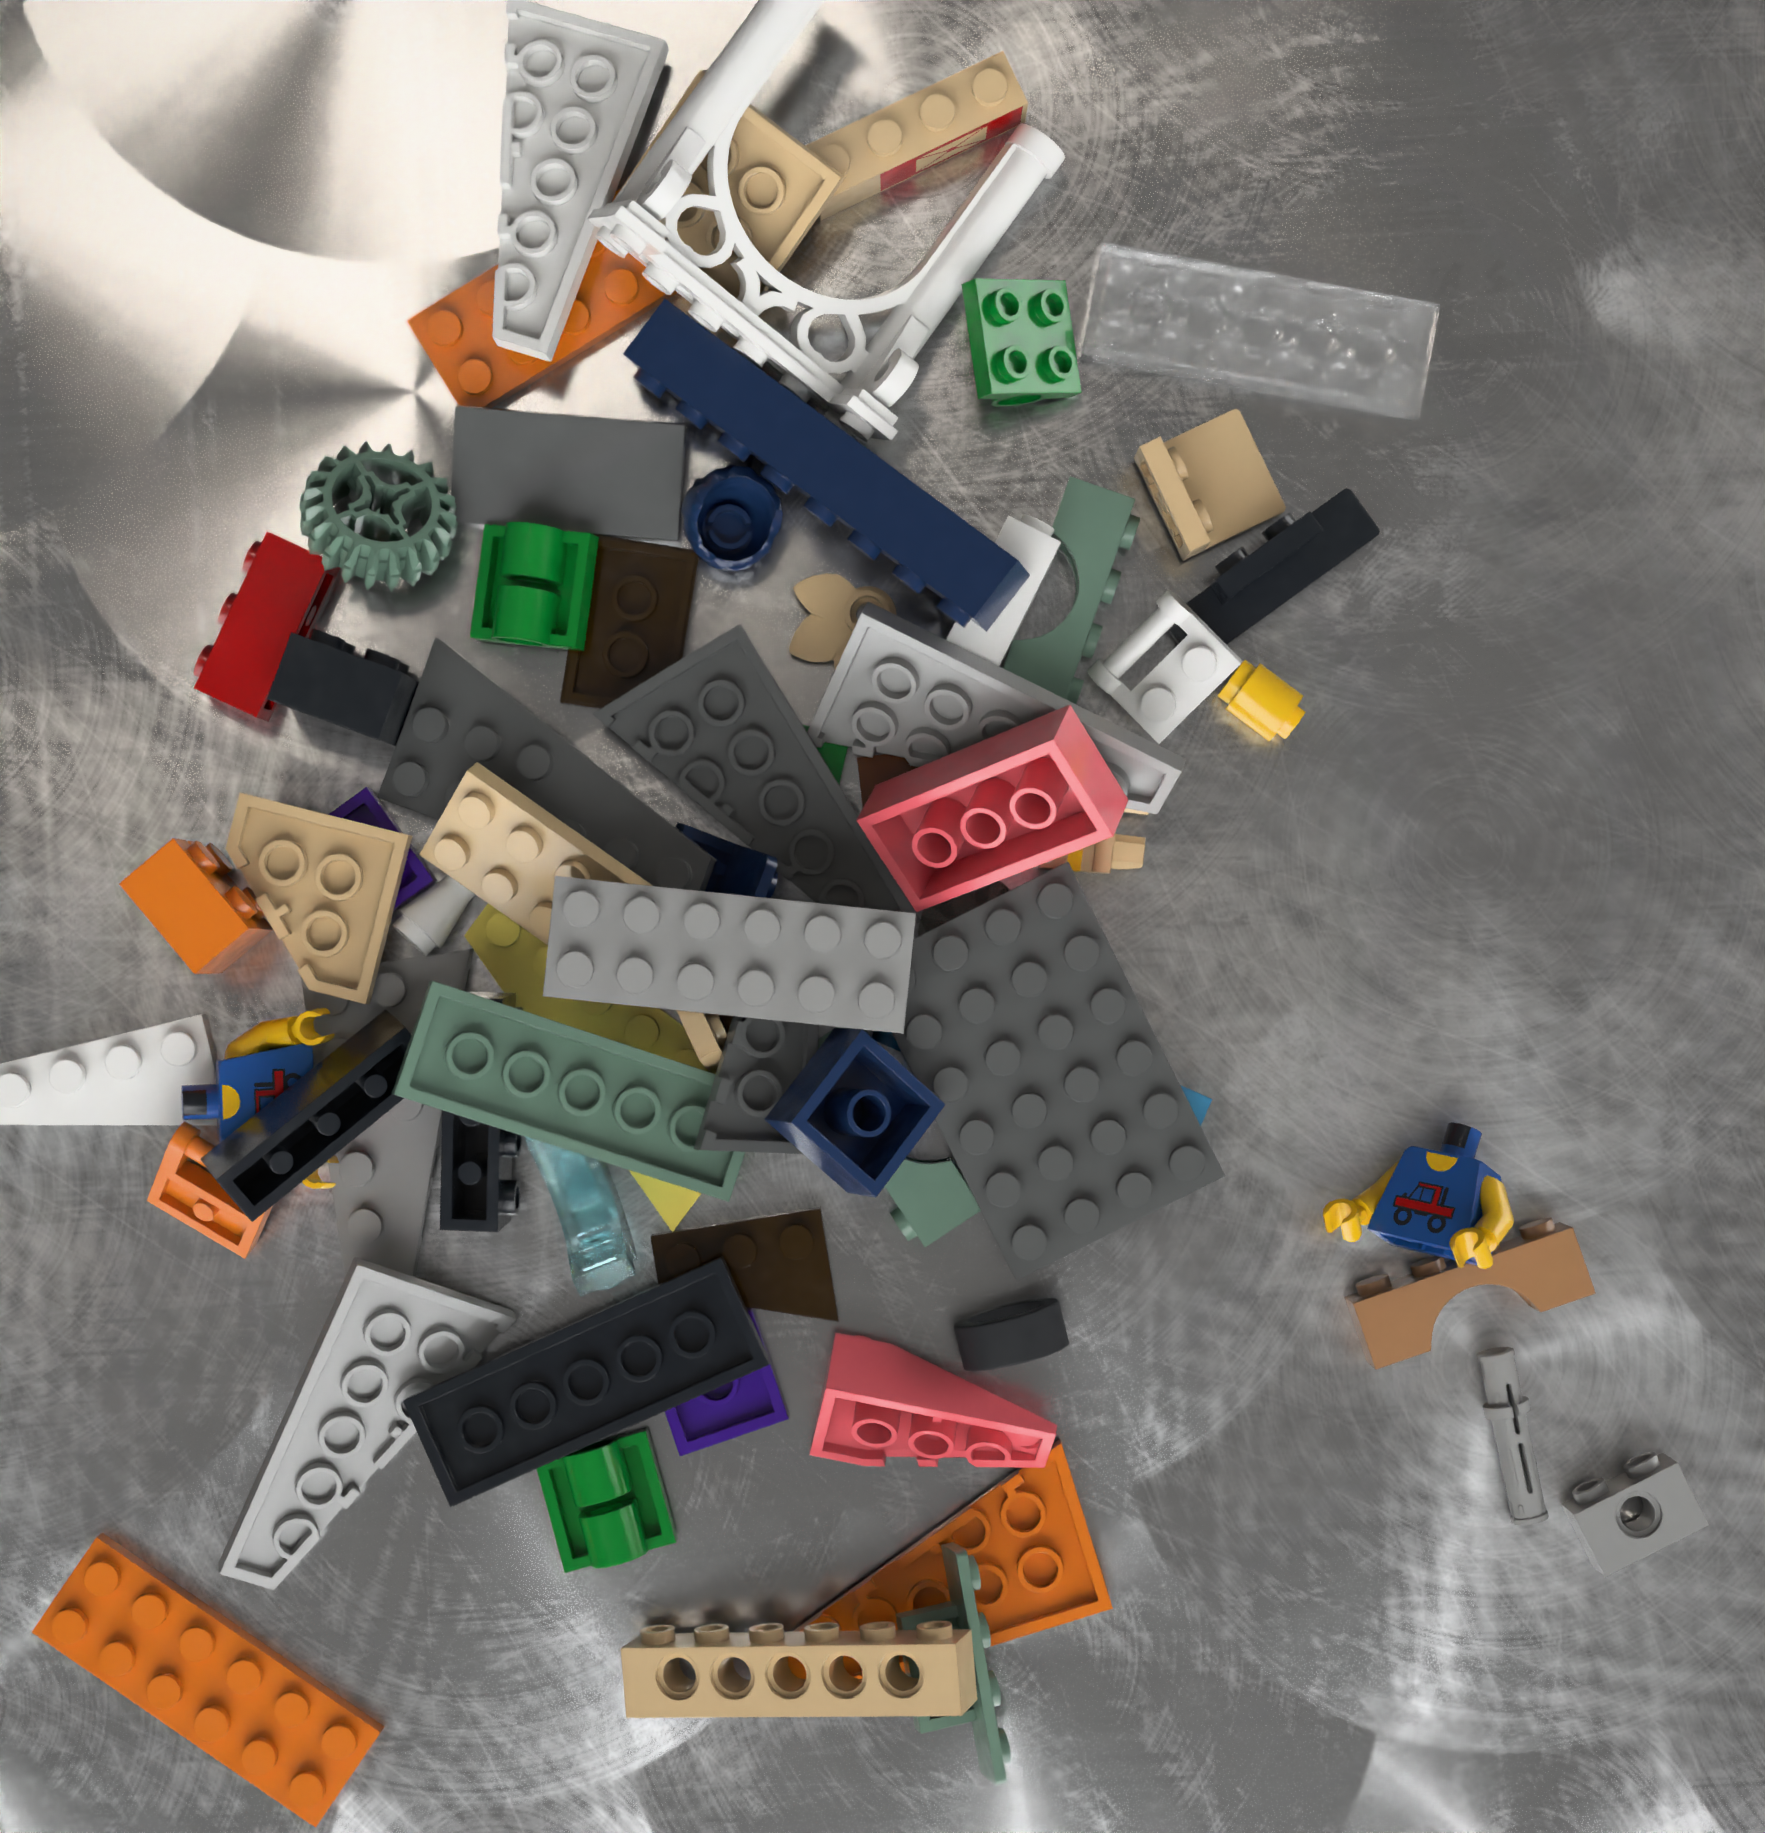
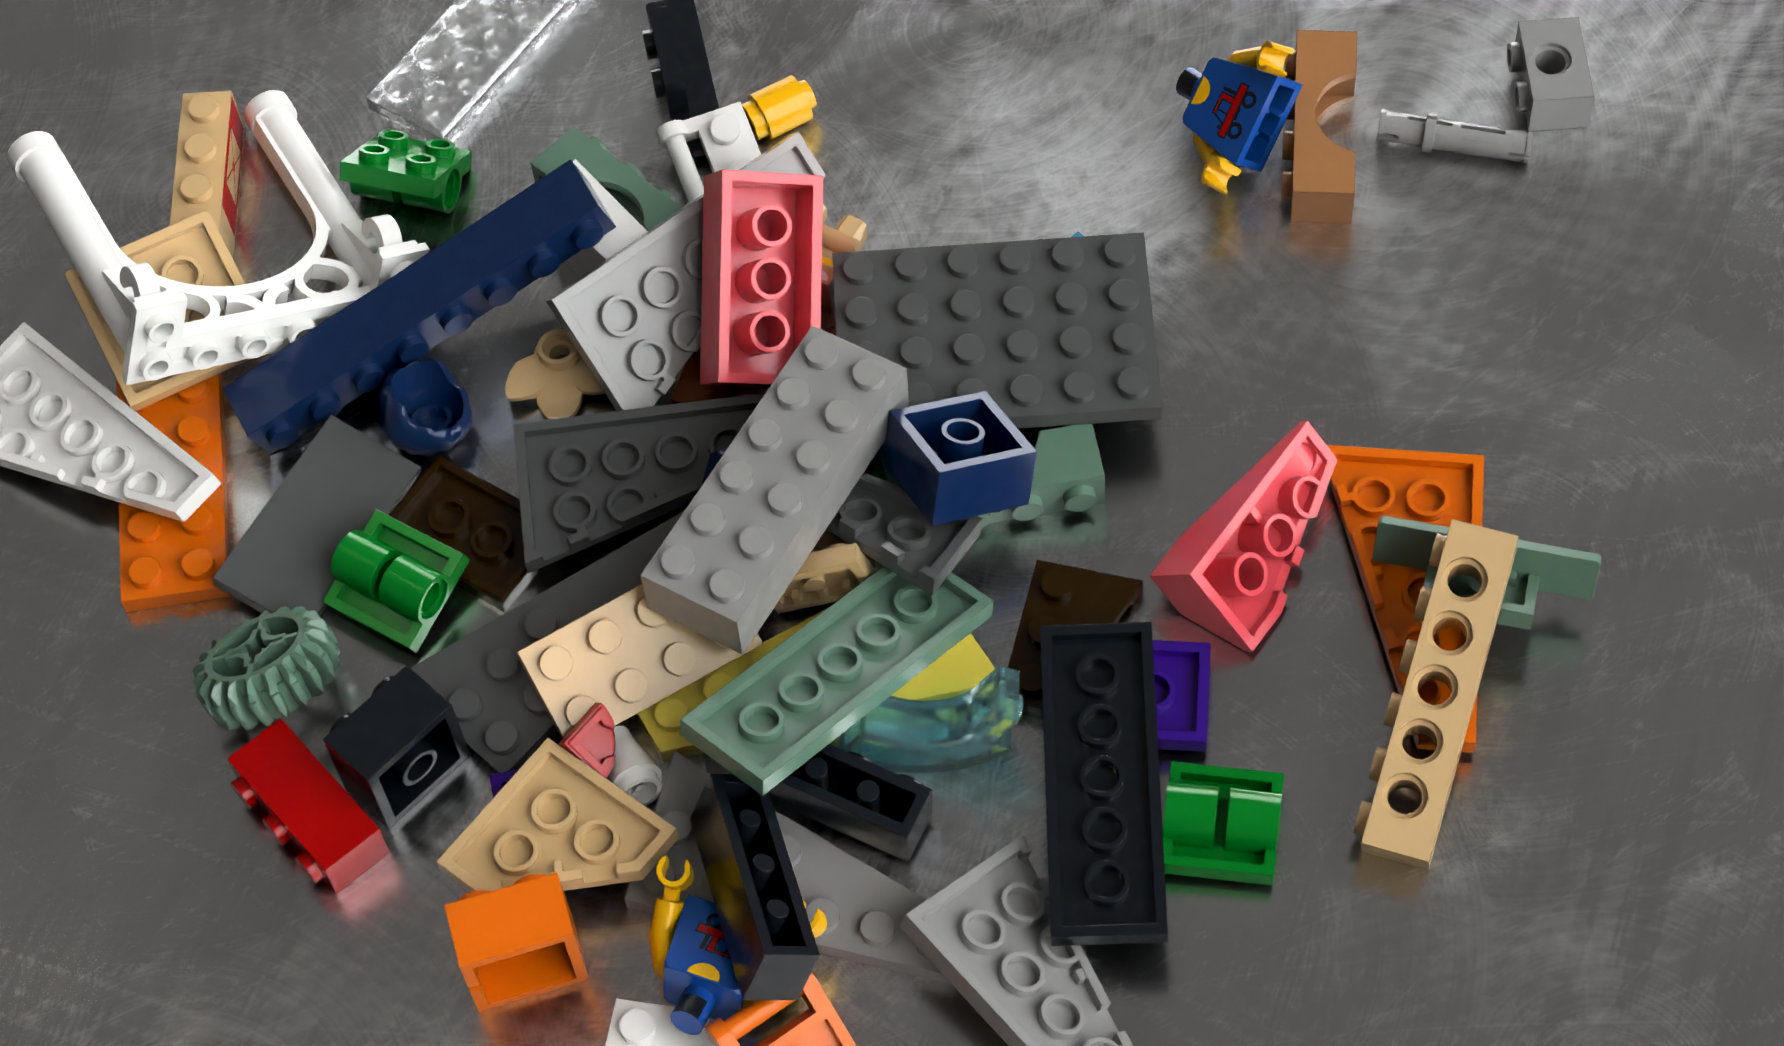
camera: 60 degrees left, 30 degrees down
(423, 878) = (593, 740): none -> tile
(1011, 1334) = (1209, 439): black tyre -> none
(1209, 483) = (590, 91): tan bracket -> none

